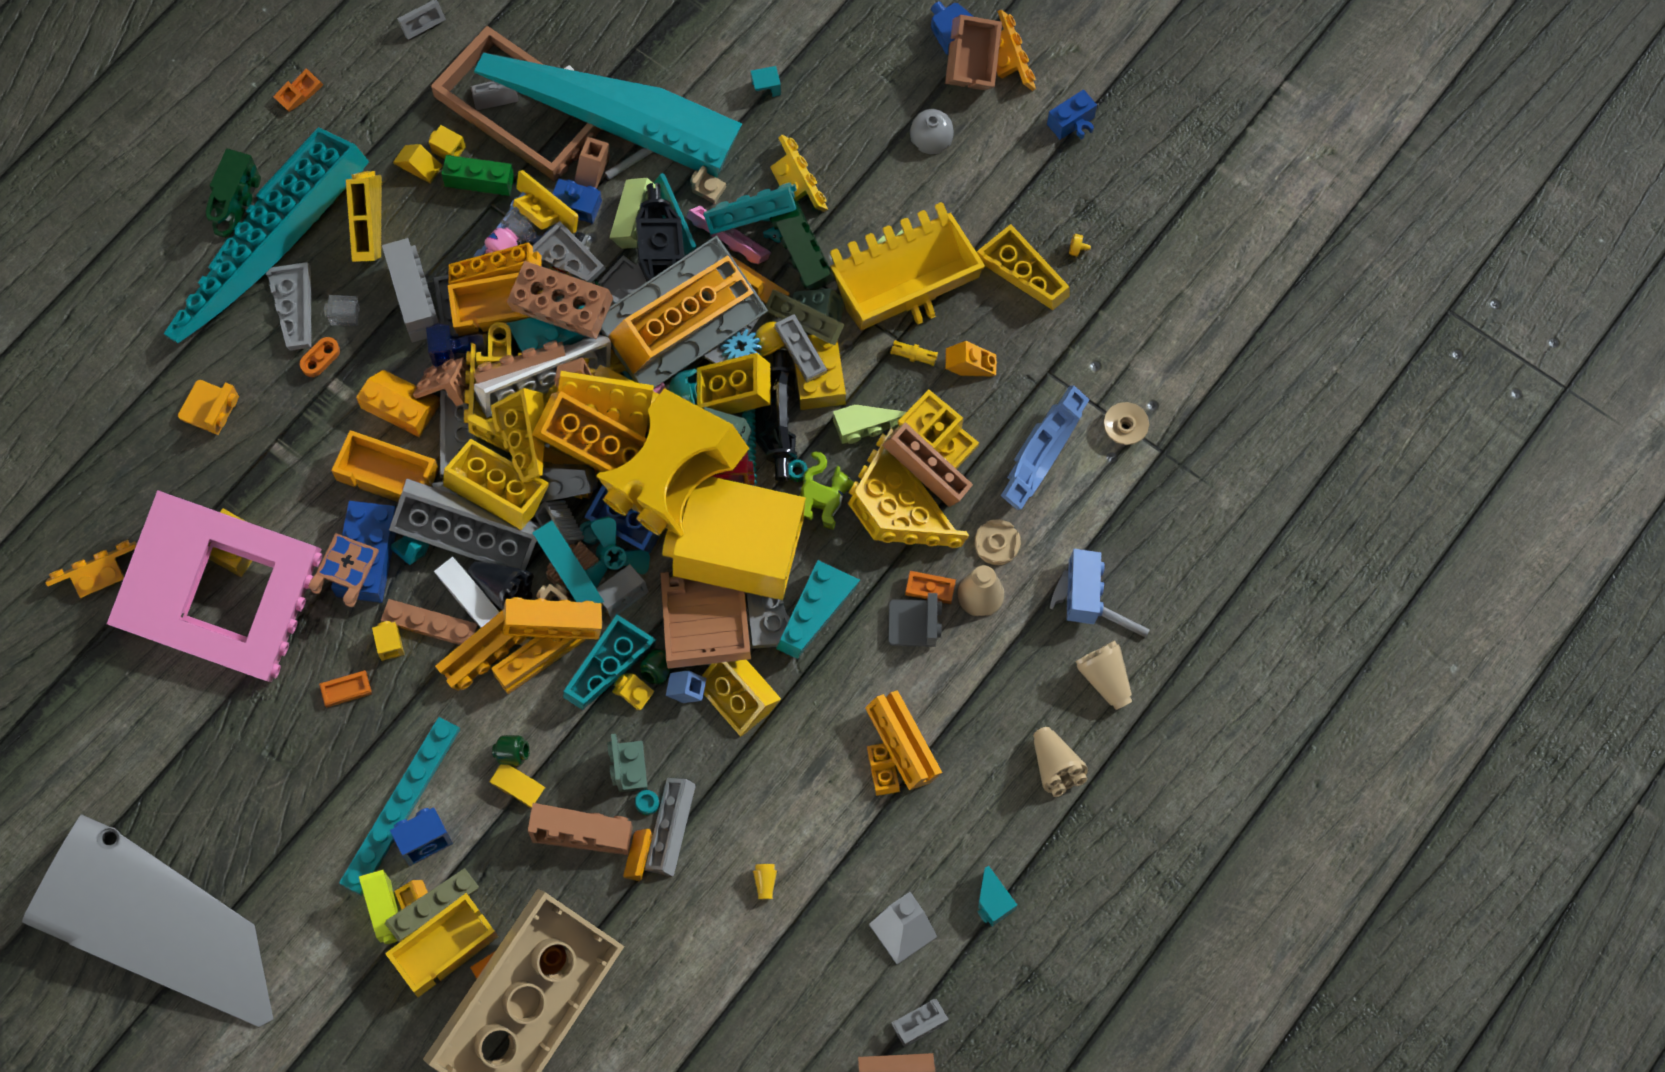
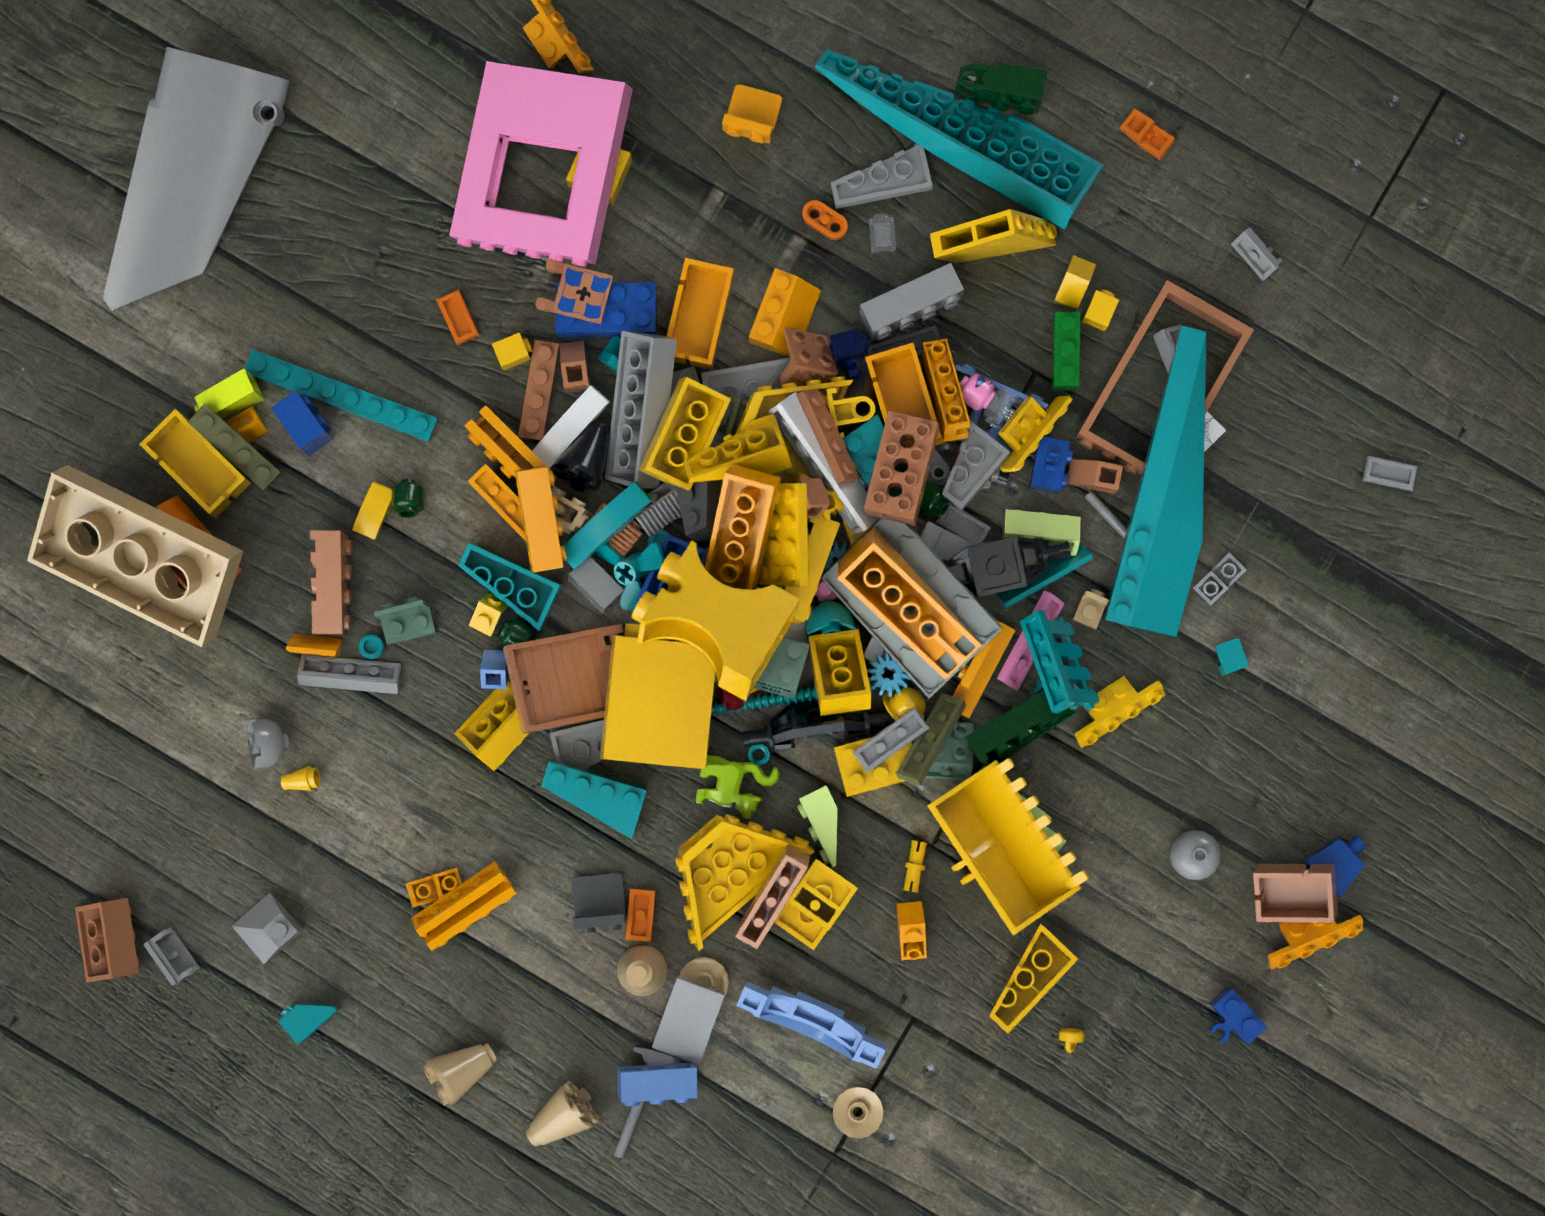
camera: 85 degrees right, 15 degrees up
(413, 585) = (574, 366): none -> nougat slope
(696, 83) = (1219, 578): none -> light grey slope
(725, 909) = (265, 743): none -> light grey cylinder
(1030, 556) = (688, 1020): none -> light grey tile

